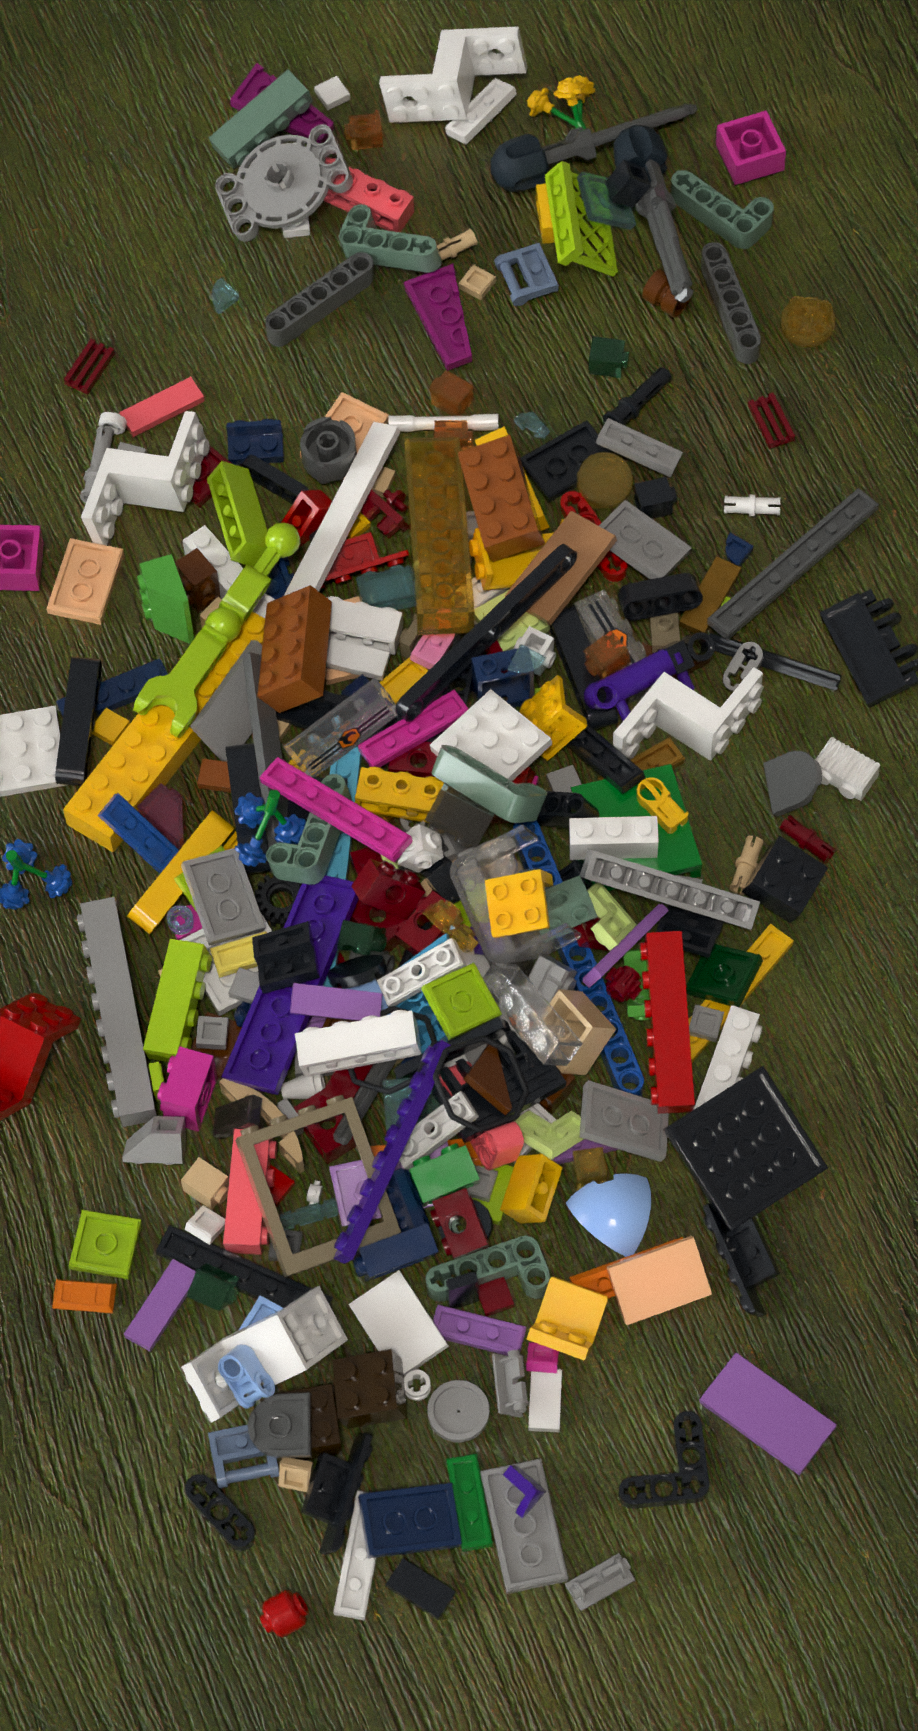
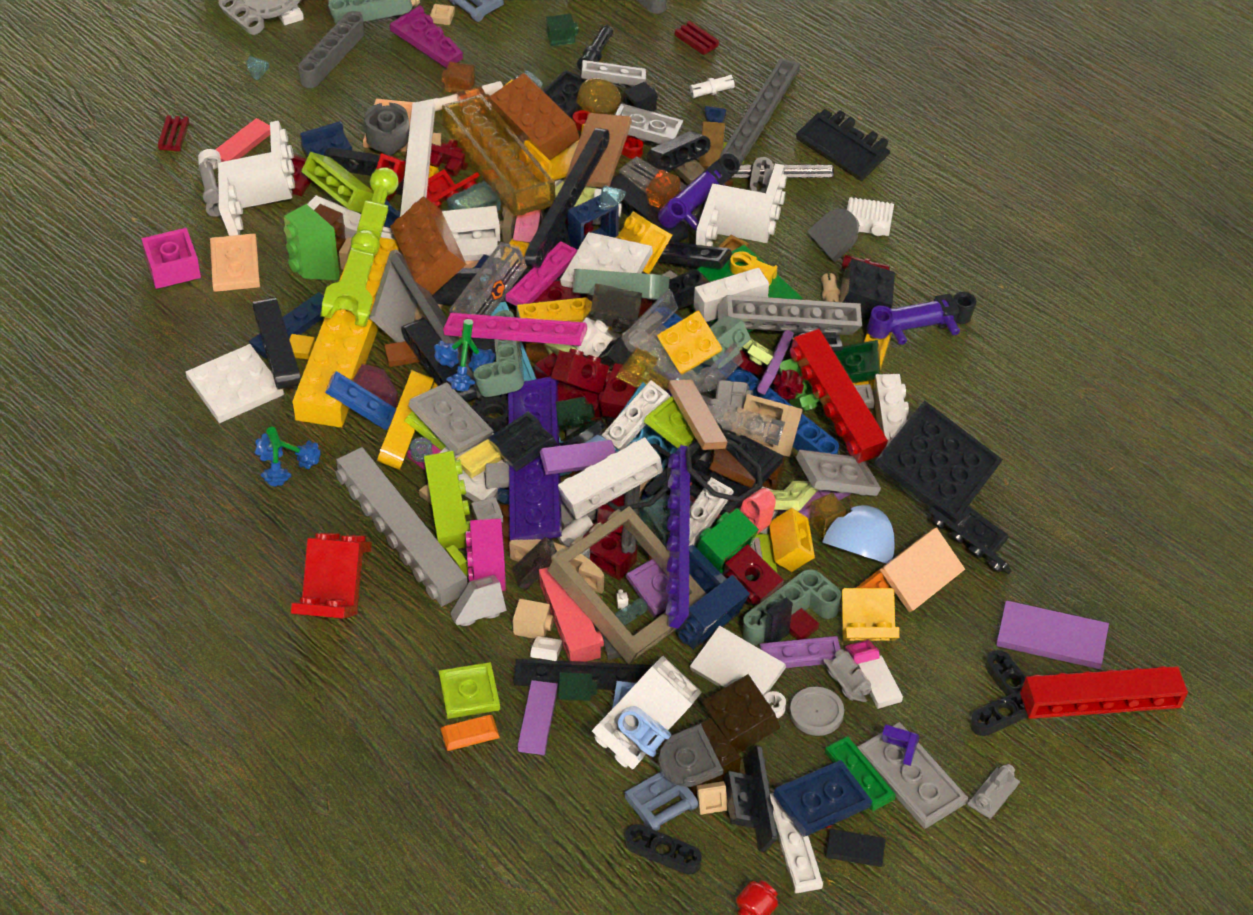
camera: 25 degrees left, 15 degrees down
(480, 1004) = (697, 414): none -> tile
(779, 1511) = (1103, 692): none -> red brick
(860, 938) = (942, 311): none -> dark purple piece

